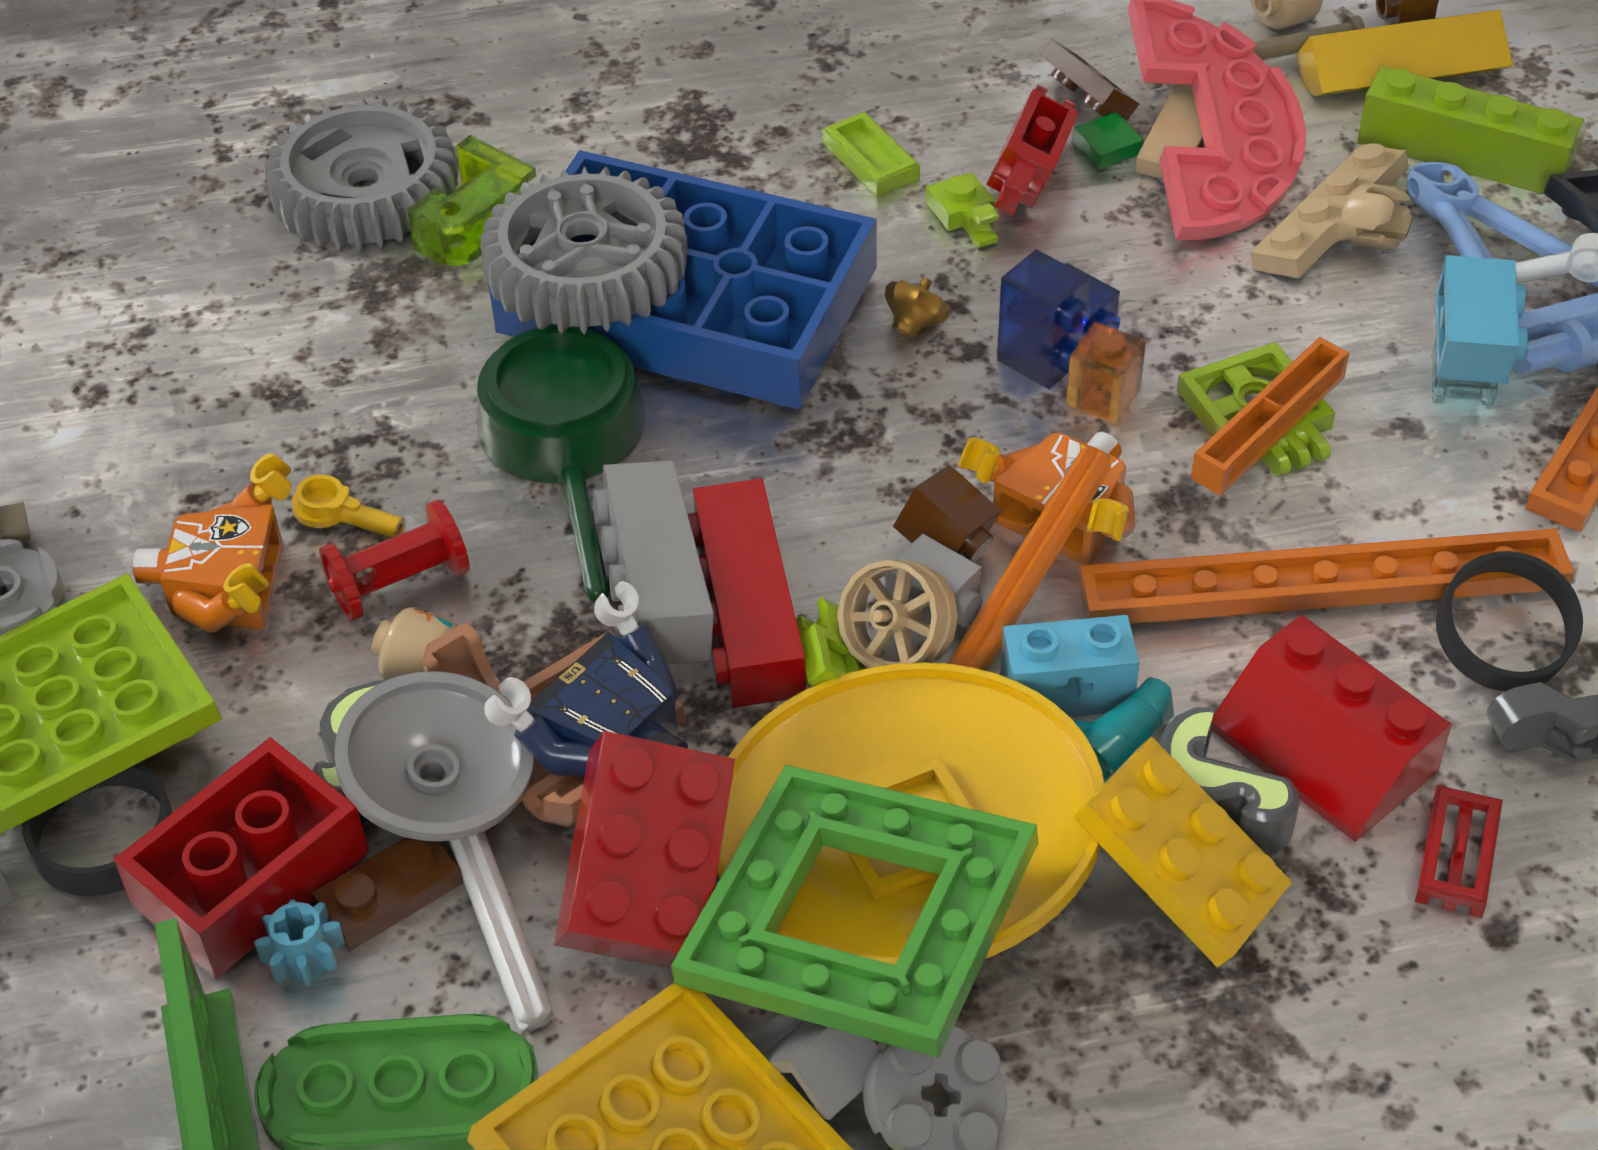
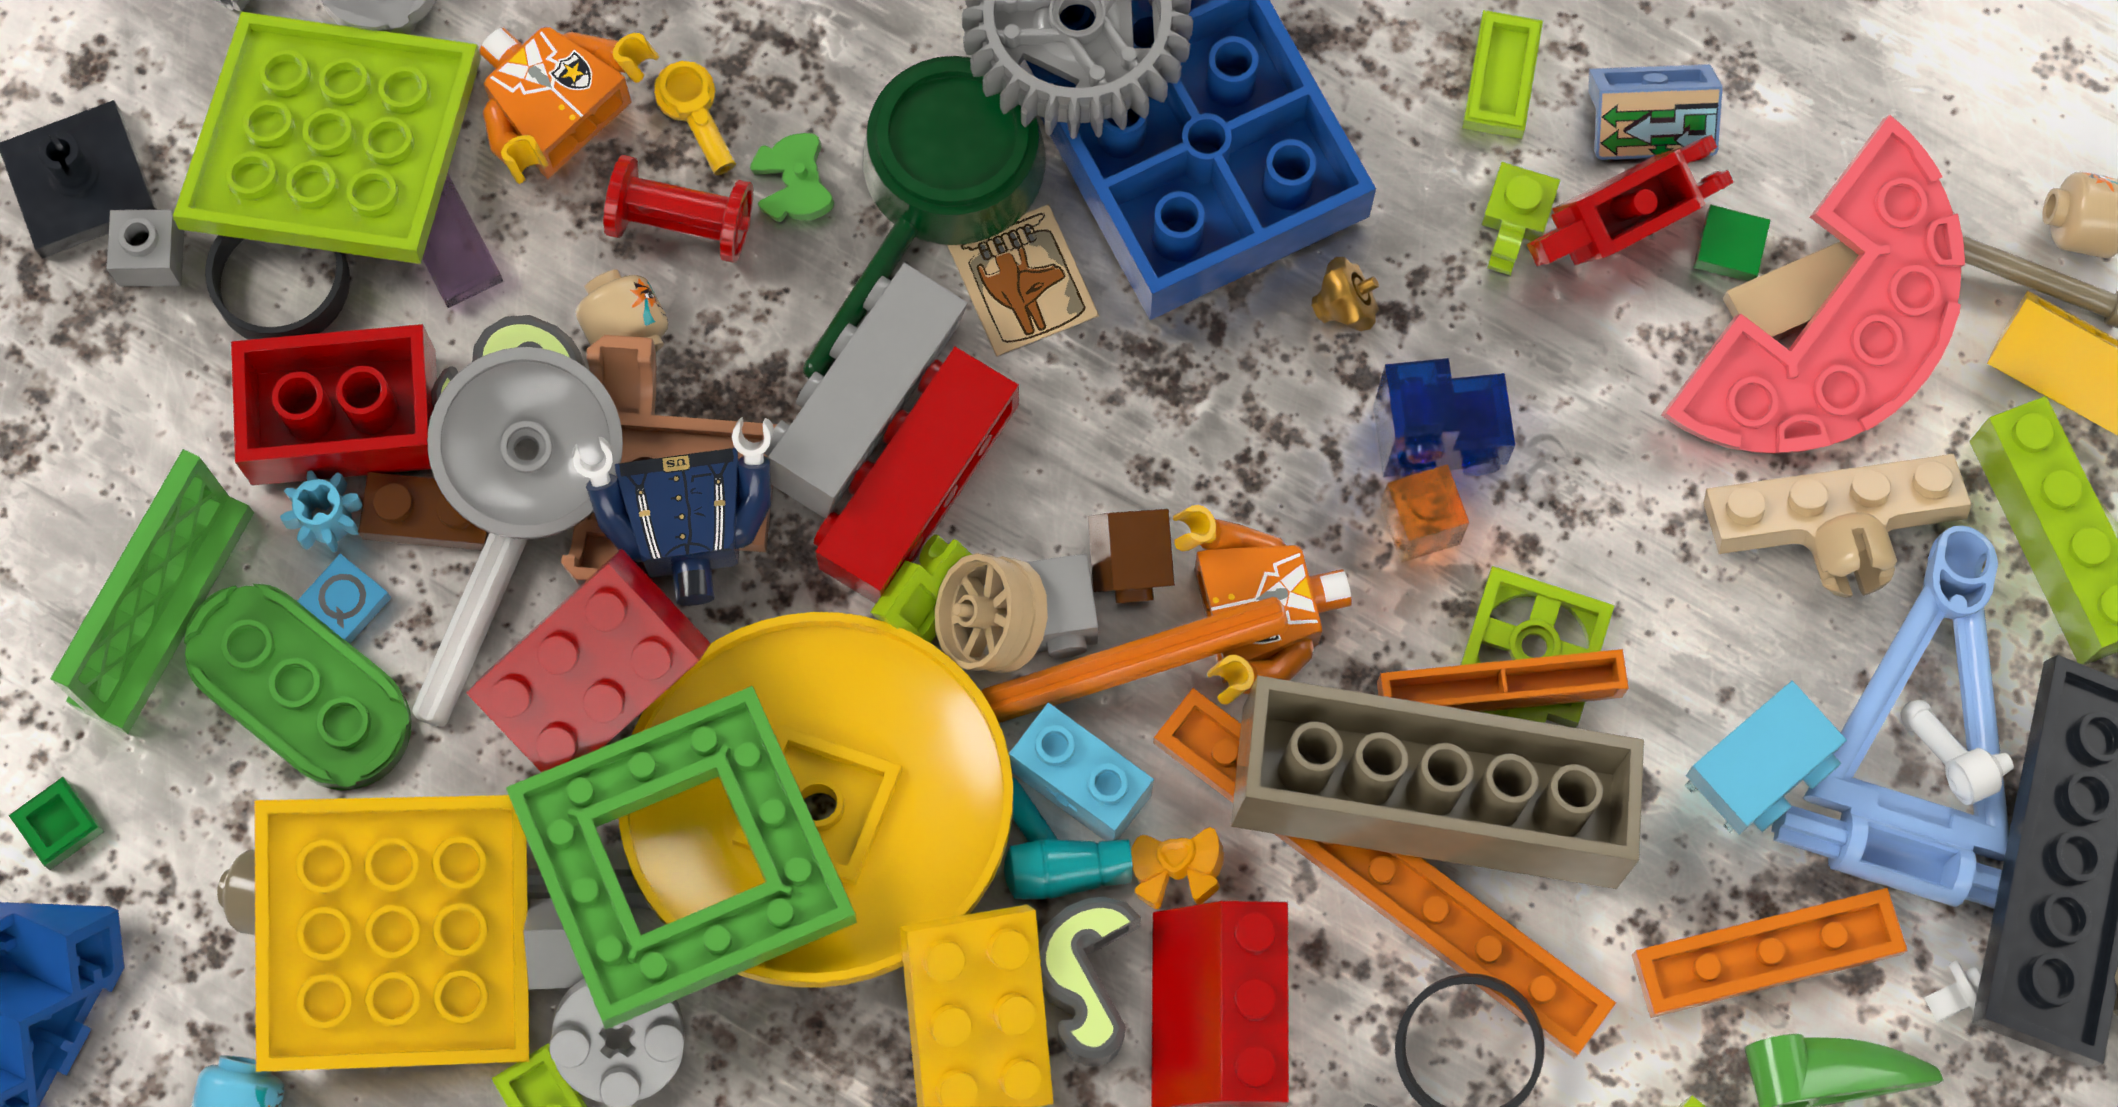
camera: 40 degrees right, 25 degrees up
(247, 713) = (457, 252): none -> clear purple tile
(377, 990) = (344, 598): none -> dark azure tile
(469, 502) = (804, 194): none -> bright green piece
(701, 448) = (1024, 282): none -> sticker
(983, 109) = (1653, 109): none -> panel
(1076, 72) = (1785, 159): plate -> none
(1202, 657) = (1197, 858): none -> light orange piece
(1302, 483) = (1438, 783): none -> dark tan brick

